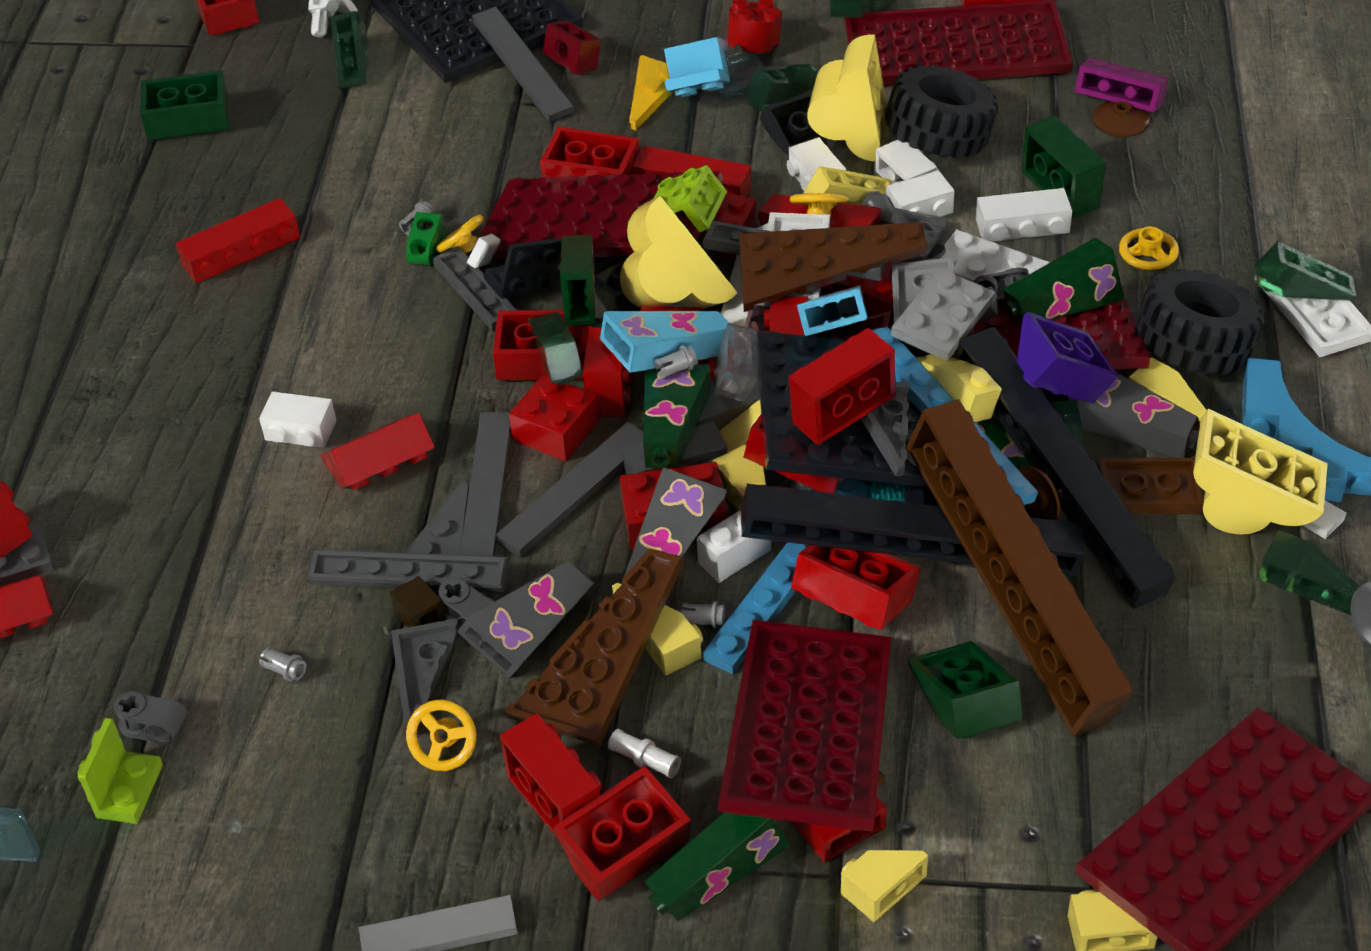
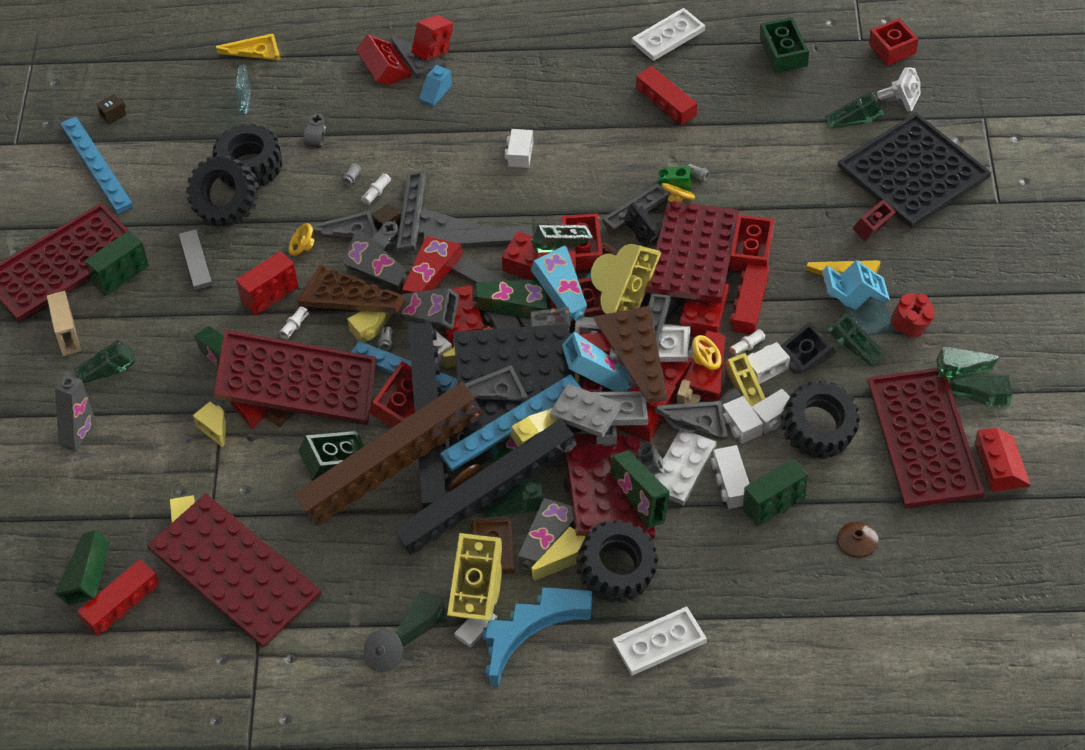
camera: 85 degrees right, 5 degrees up
(97, 233) = (668, 34): none -> white plate
(97, 530) = (435, 85): none -> dark azure slope
(117, 780) = (281, 121): lime bracket -> none
(199, 863) = (251, 140): none -> black tyre
(332, 818) = (201, 184): none -> black tyre
(333, 625) = (375, 189): none -> white pin
(379, 452) = (497, 184): red slope -> none
(483, 251) = (660, 203): white tile -> none
(522, 64) = (854, 198): dark grey tile -> none
(551, 534) = (432, 264): none -> red slope
(578, 280) = (610, 237): dark green slope -> none
(622, 833) = (235, 311): red slope -> none
(676, 361) = (543, 293): light grey pin -> none
(695, 193) = (683, 280): lime bracket -> none
(768, 183) = (747, 343): none -> white pin
(842, 386) = (492, 350): red brick -> none
(851, 100) = (812, 360): light yellow brick -> none
(1062, 359) = (553, 472): dark purple slope -> none
(1121, 83) = (883, 532): magenta brick -> none
(1149, 245) = (712, 549): yellow piece -> none
(1301, 276) = (670, 627): clear green slope -> none

